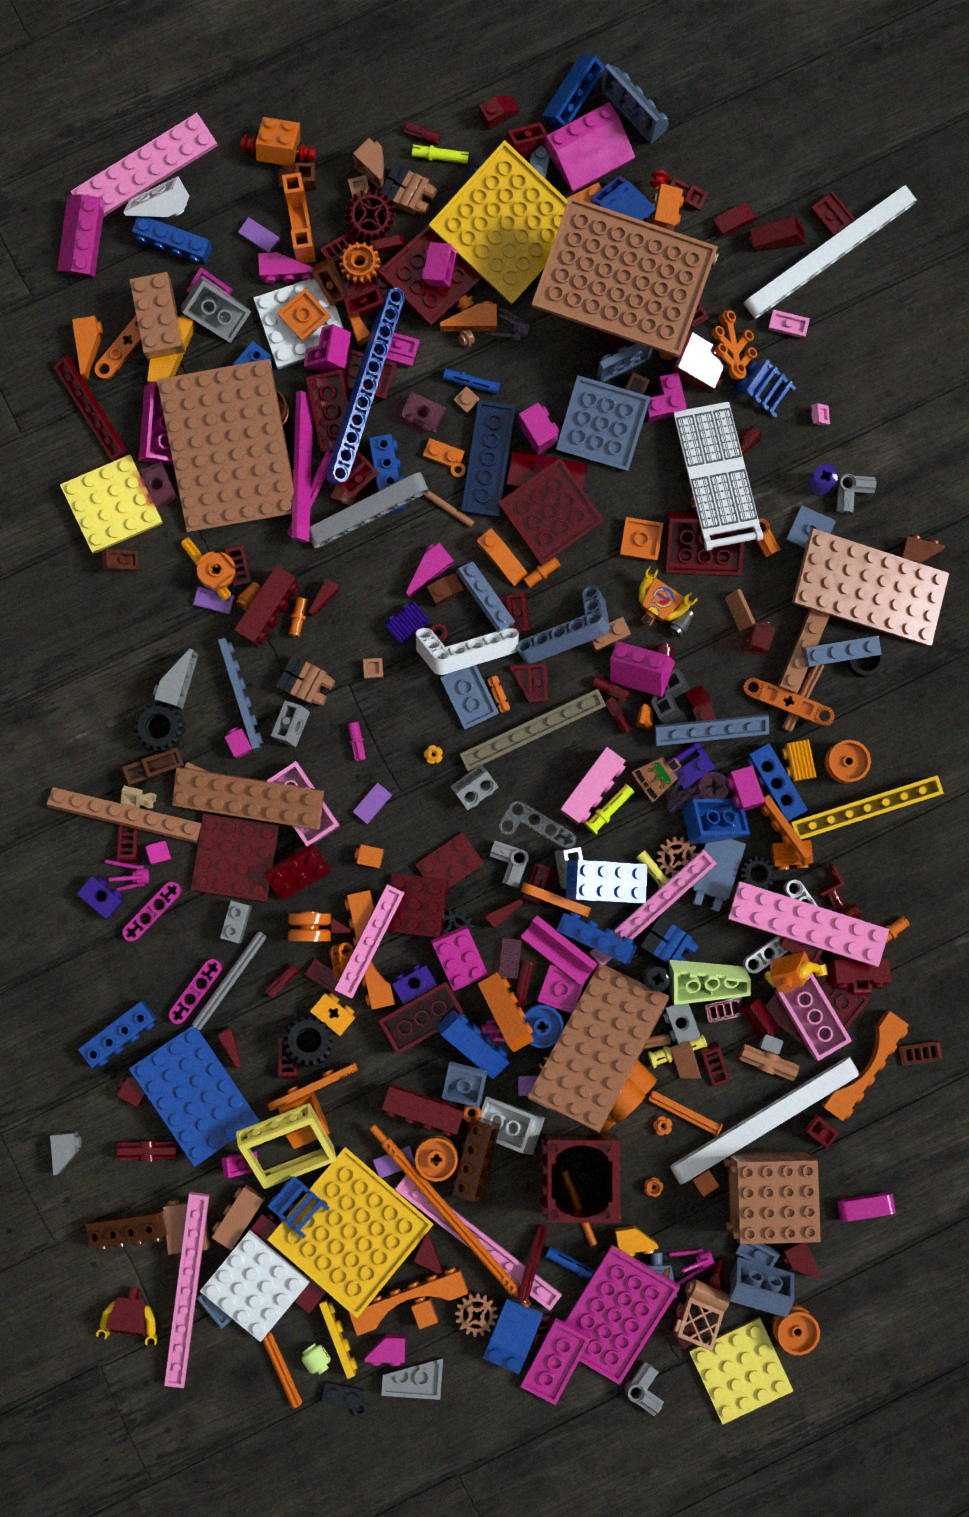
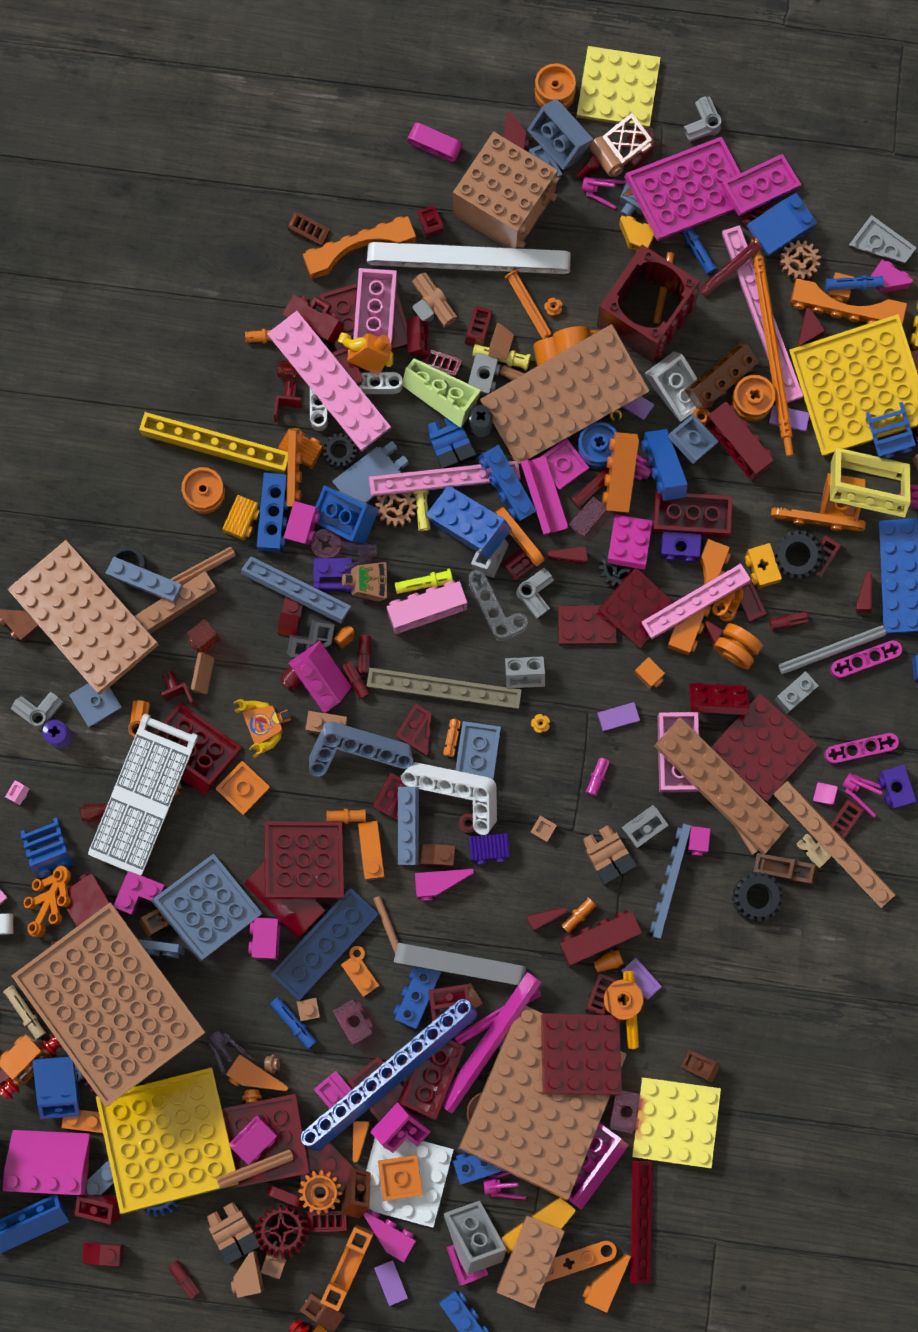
camera: 140 degrees left, 5 degrees down
(176, 682) = (727, 920): light grey slope -> none
(221, 502) = (581, 1054): none -> dark red plate
(225, 359) = (493, 1187): none -> dark pink plant
(364, 303) = (340, 1151): dark red slope -> none
(414, 1322) = (854, 283): none -> blue pin
(422, 243) = (255, 1168): none -> nougat axle
(439, 154) = (181, 1248): neon yellow pin -> none
(658, 1187) = (593, 260): orange plate -> none
(680, 625) = (261, 693): flat silver cone -> none
(705, 1182) = (549, 241): orange tile -> none
(753, 582) = (175, 689): none -> dark red bracket
(802, 706) = (208, 558): orange piece -> none

